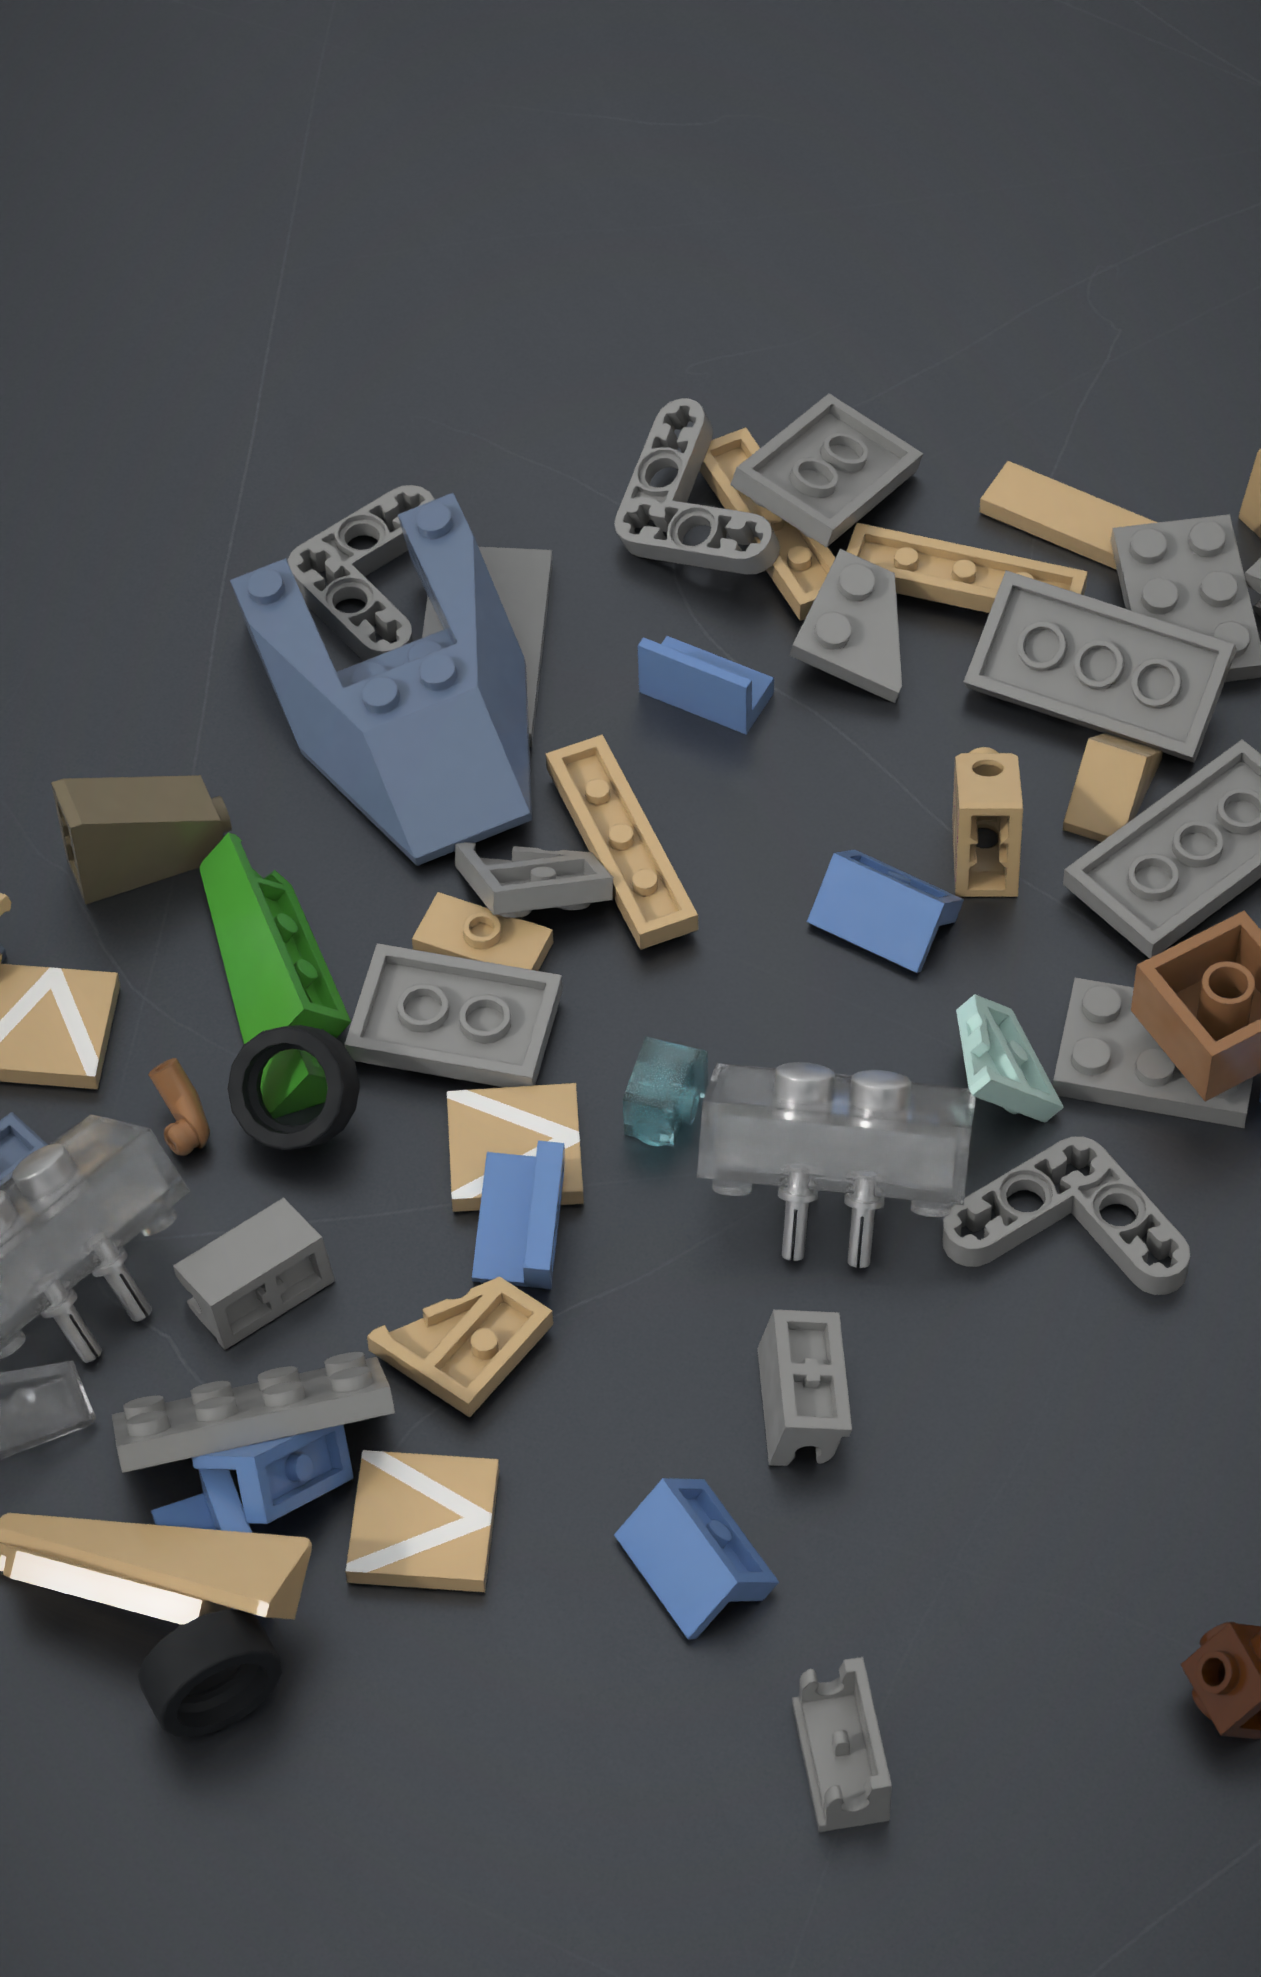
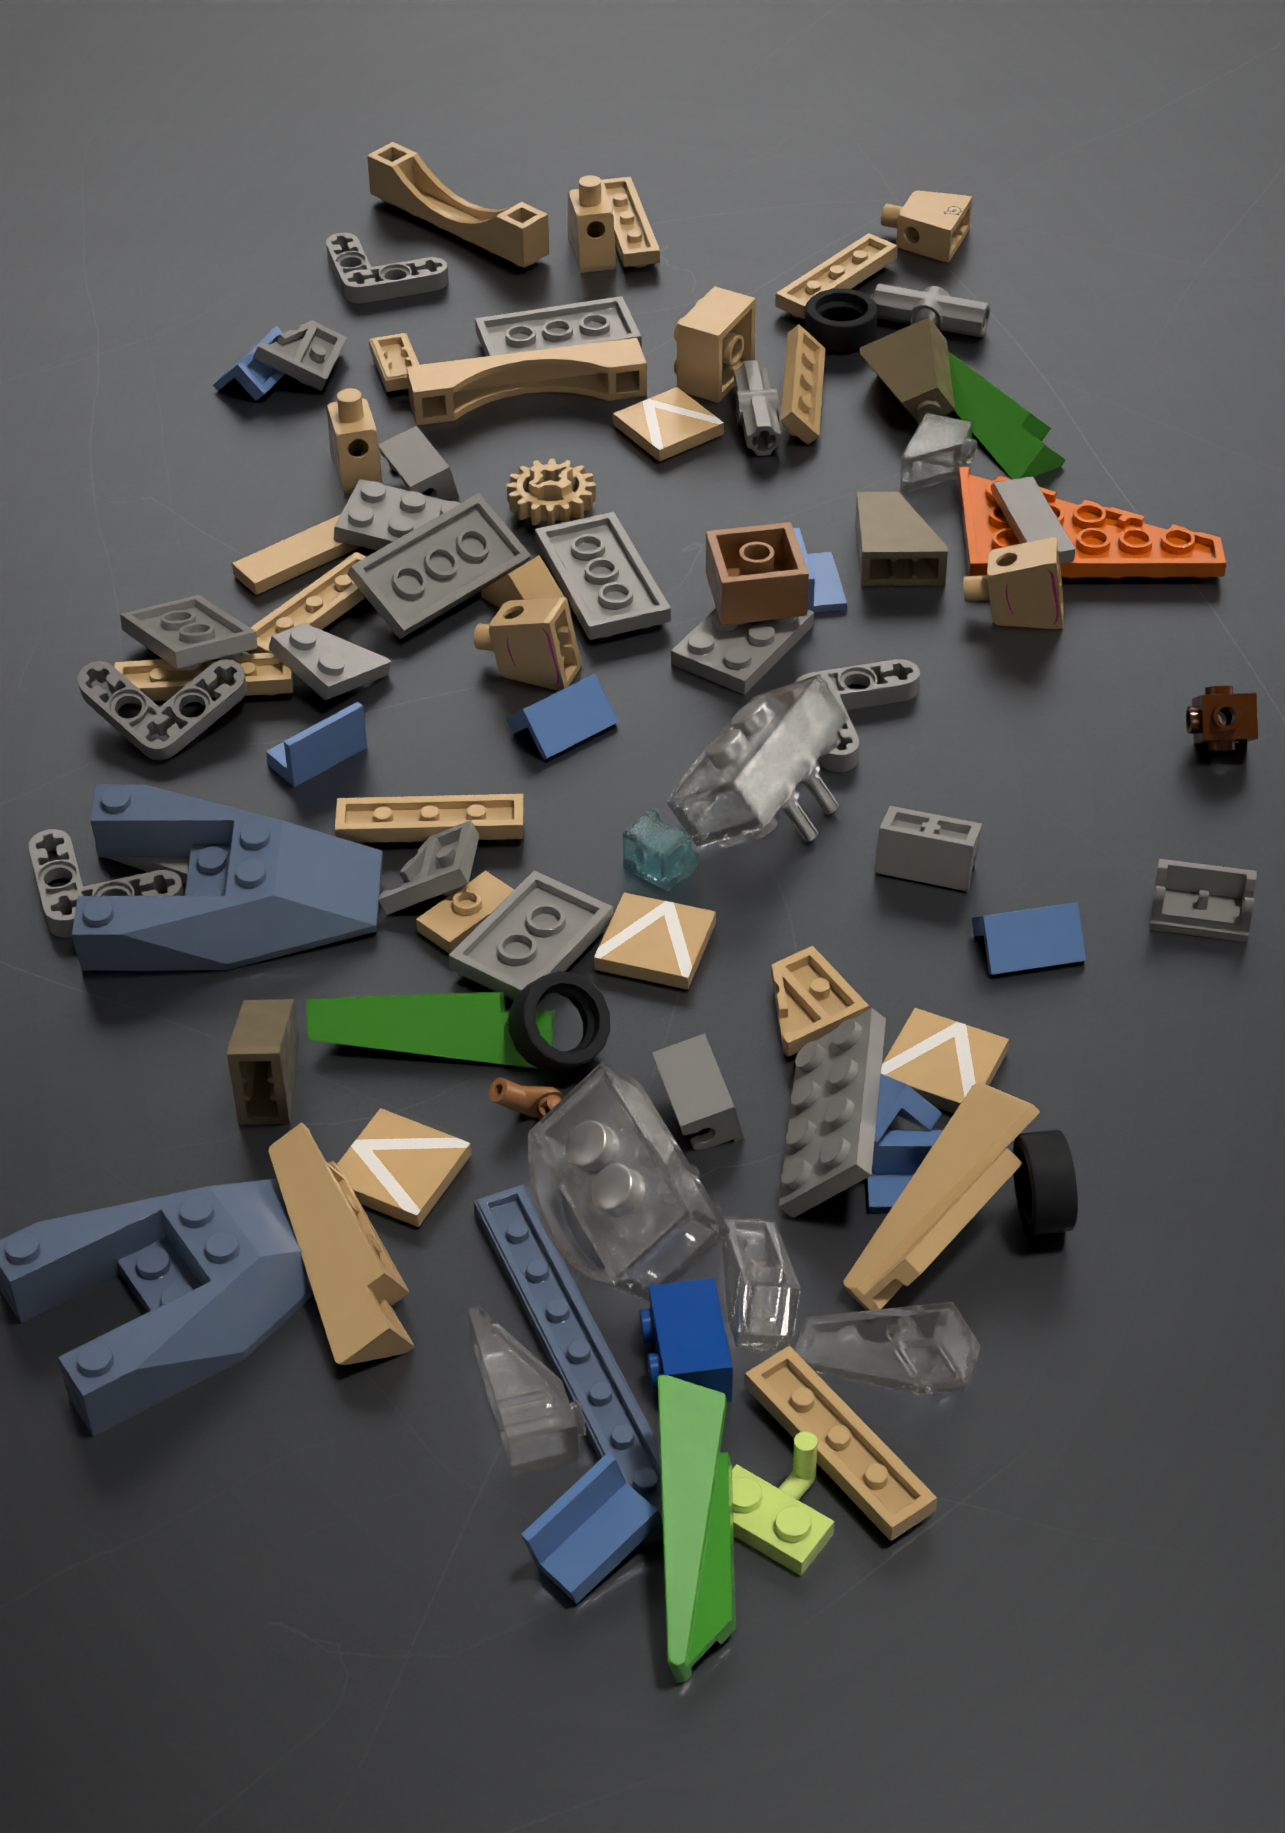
camera: 70 degrees left, 10 degrees down
(520, 1216) = (729, 937): medium blue panel -> none
(1002, 1061) = (701, 693): light aqua wing -> none

